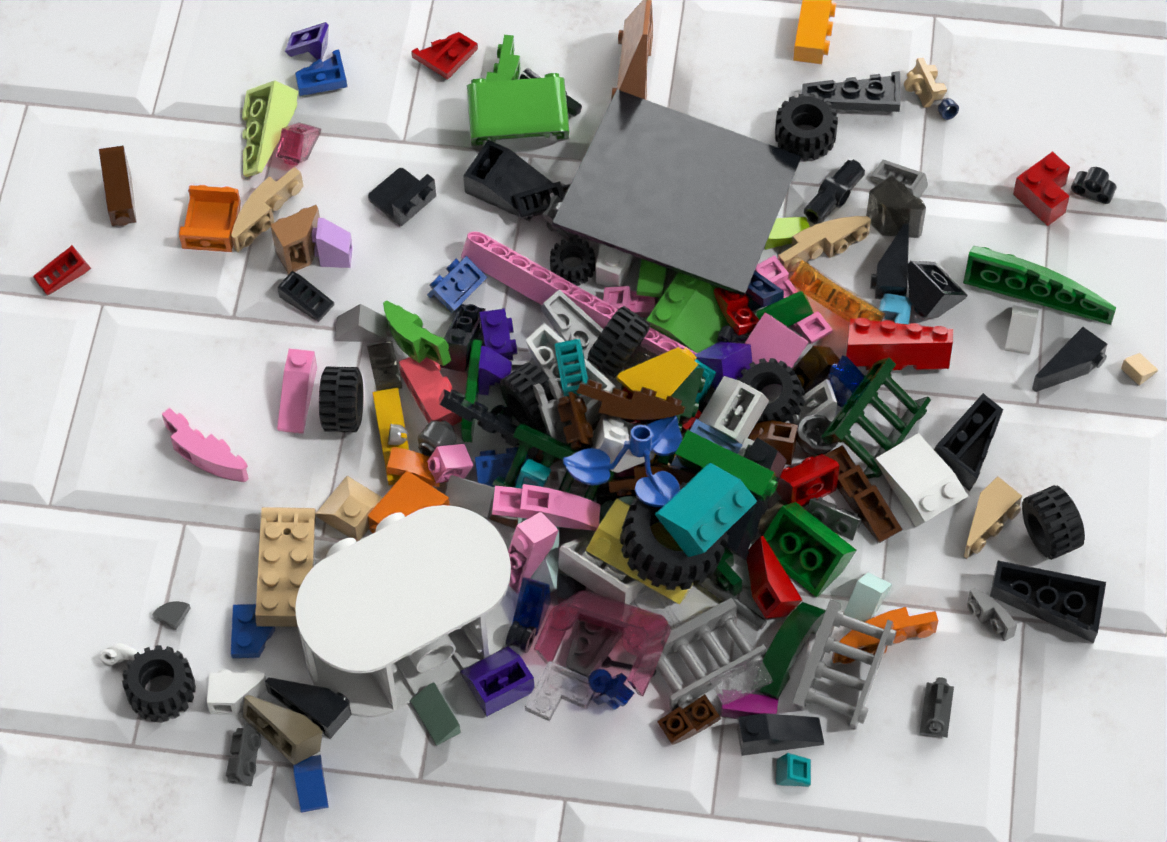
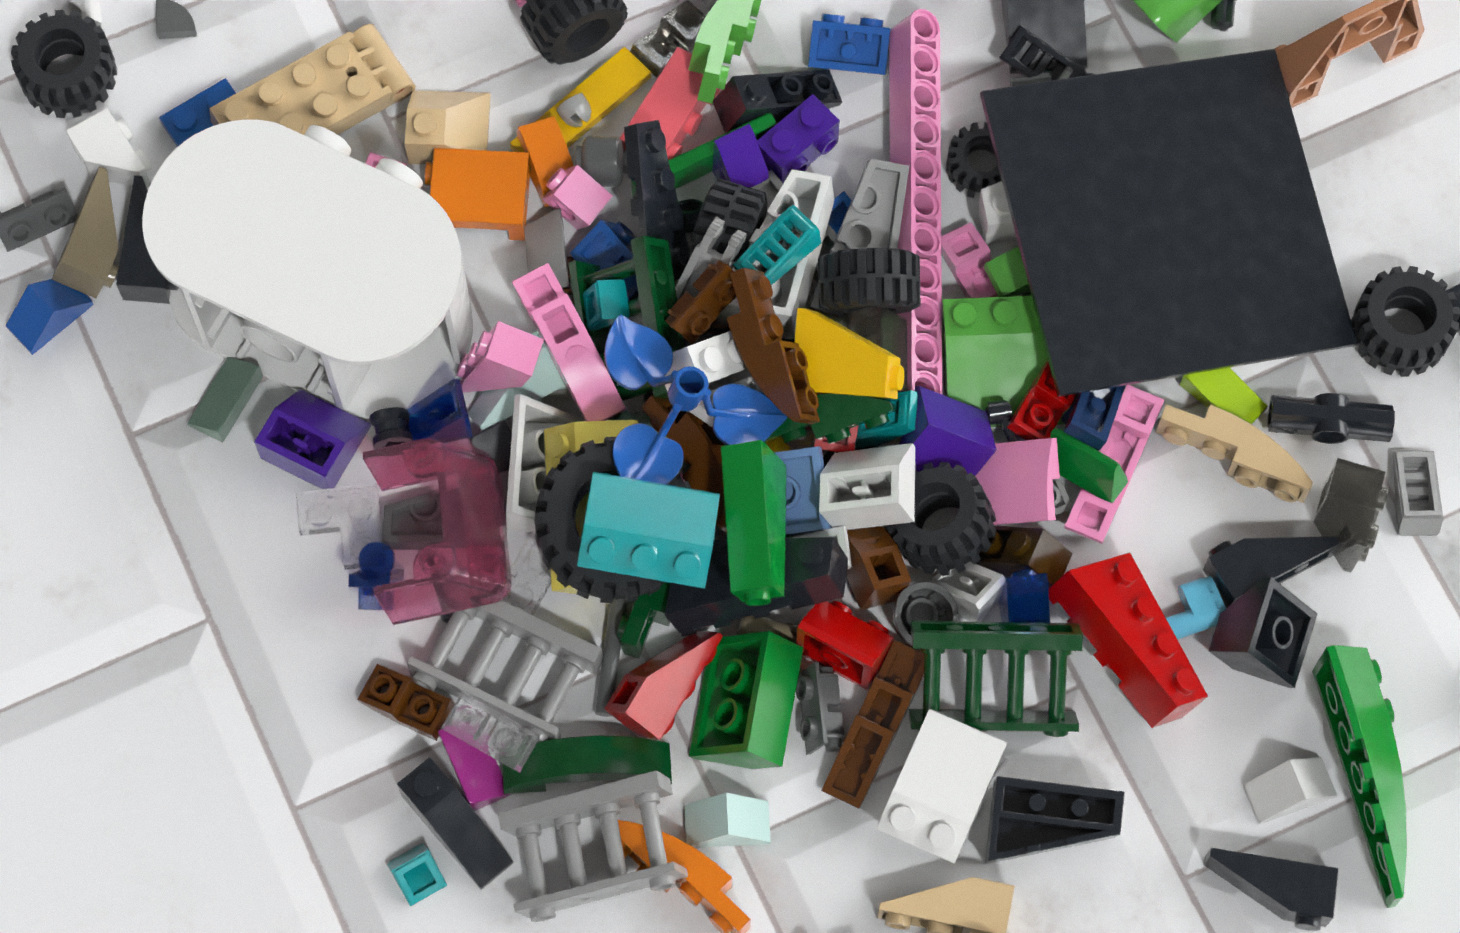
camera: 55 degrees right, 10 degrees up
(833, 295) = (1153, 510): clear orange slope -> none

